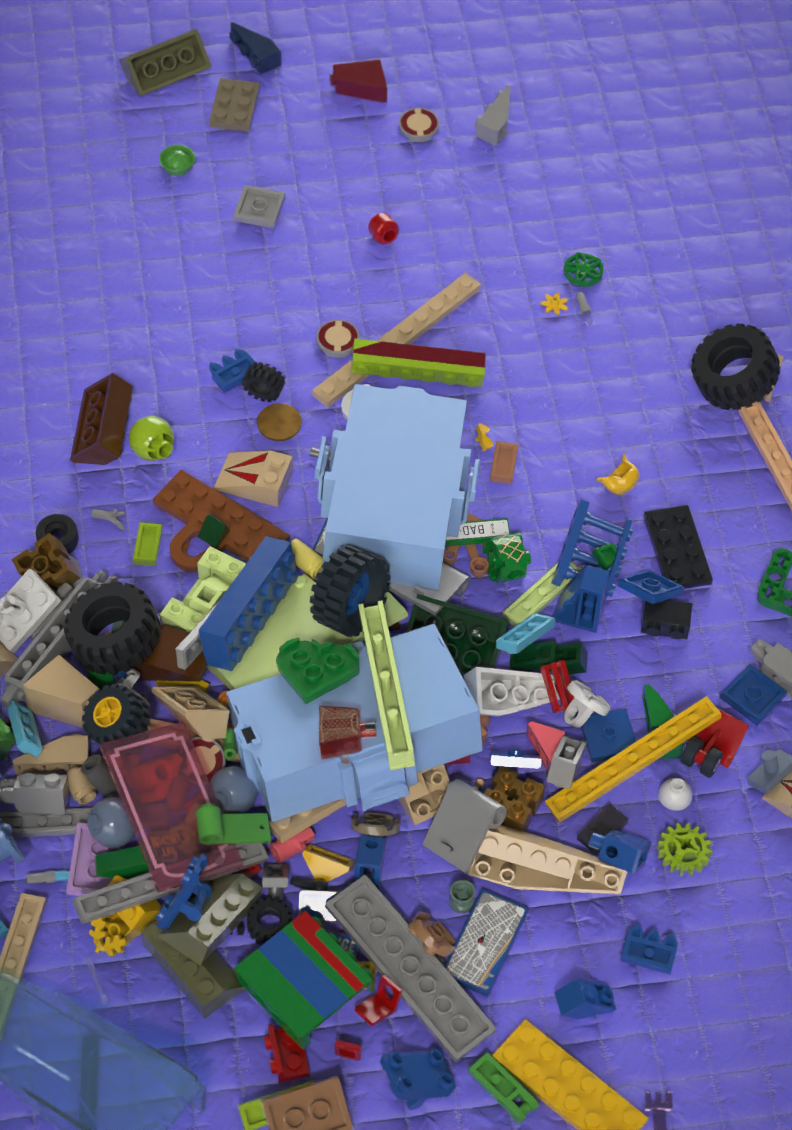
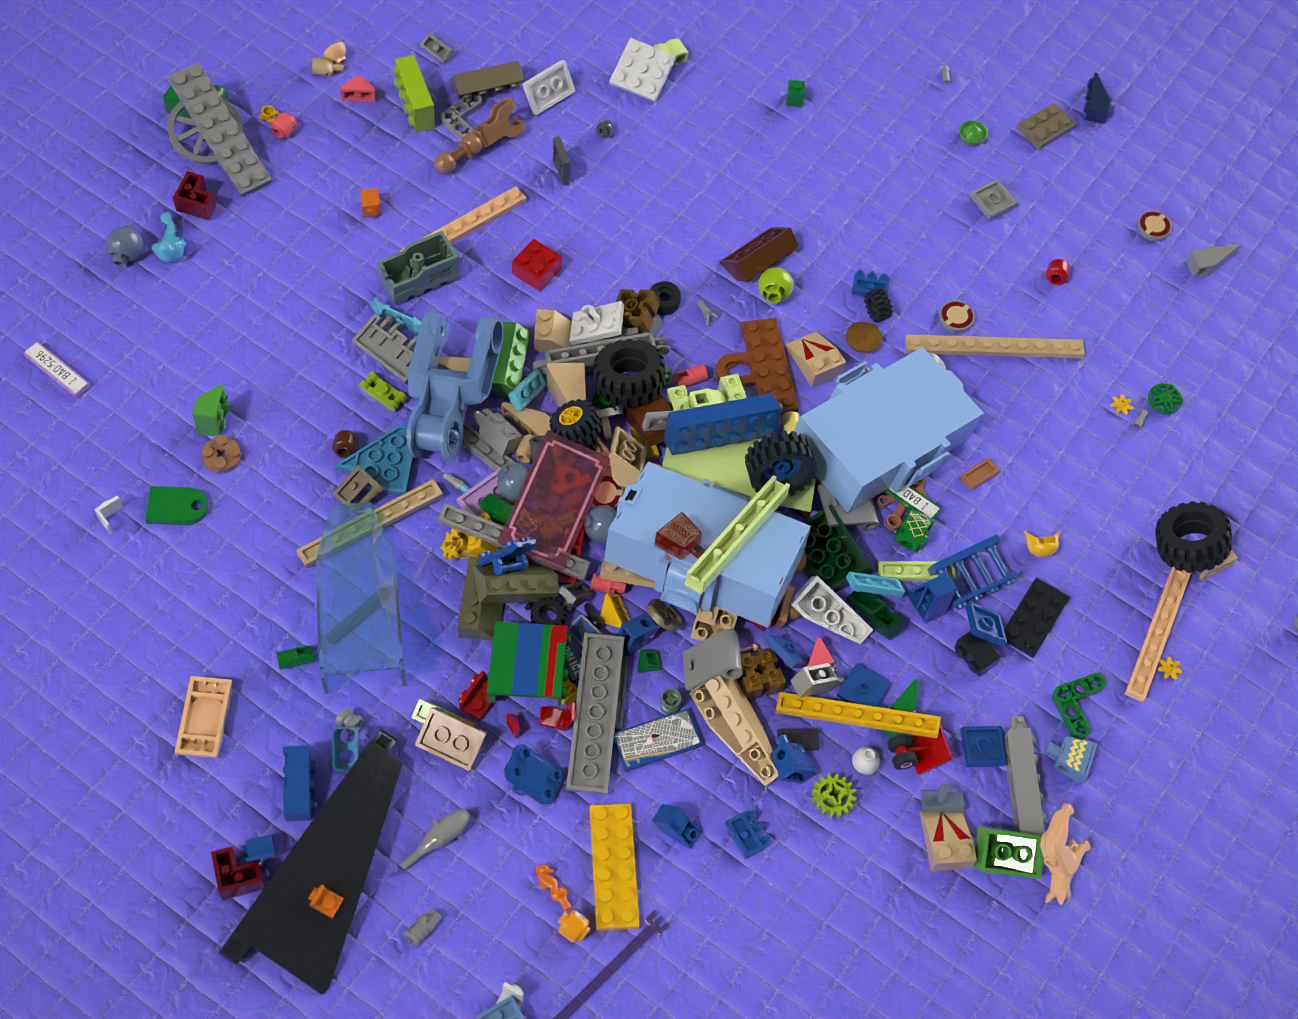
camera: 40 degrees right, 5 degrees up
(92, 122) = (945, 72): none -> light grey piece
(147, 544) = (711, 345): lime tile -> none
(162, 586) = (690, 376): none -> coral hinge
(165, 62) = (1029, 68): olive slope -> none
(213, 531) = (753, 368): dark green slope -> none
(231, 828) = (576, 543): bright green door -> none
(315, 667) = (711, 490): green plate -> none
(360, 80) = (1144, 169): dark red slope -> none
(402, 879) = (648, 661): none -> green slope
(418, 362) = (987, 369): lime brick -> none
(434, 936) = (627, 706): medium nougat plate -> none
(485, 442) = (981, 451): yellow piece -> none
(503, 1087) = (576, 828): bright green plate -> none
(564, 677) = (855, 648): red tile -> none
(585, 703) = (866, 656): white tile -> none
(605, 555) = (977, 581): green tile -> none

